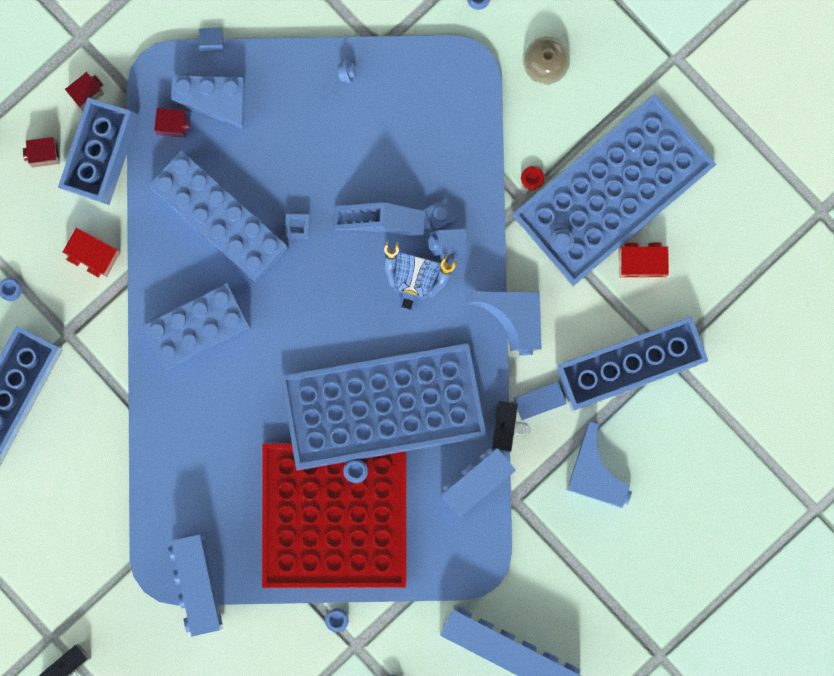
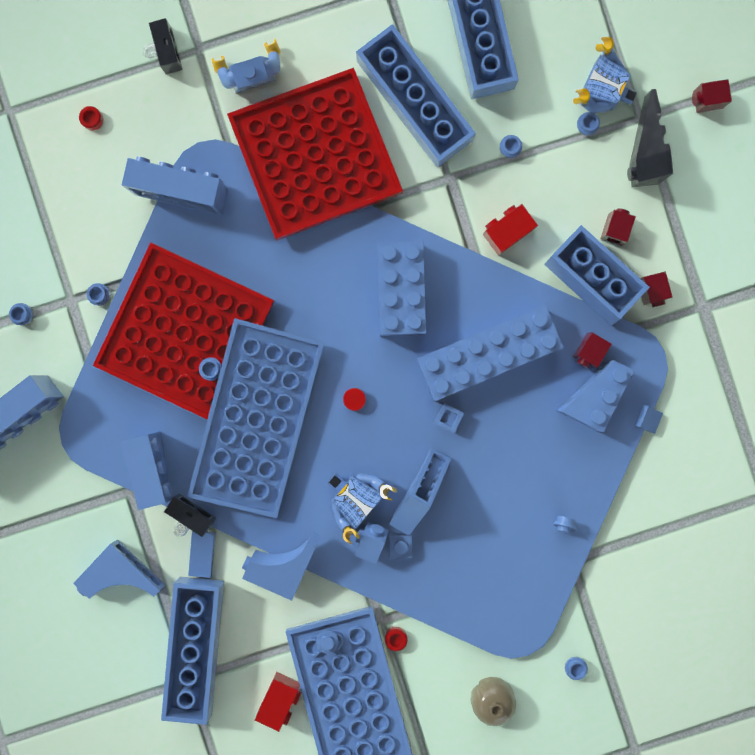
camera: 120 degrees right, 5 degrees up
(54, 569) = (251, 72): none -> medium blue torso
(103, 471) = (315, 153): none -> red plate
(321, 323) = (354, 399): none -> red tile

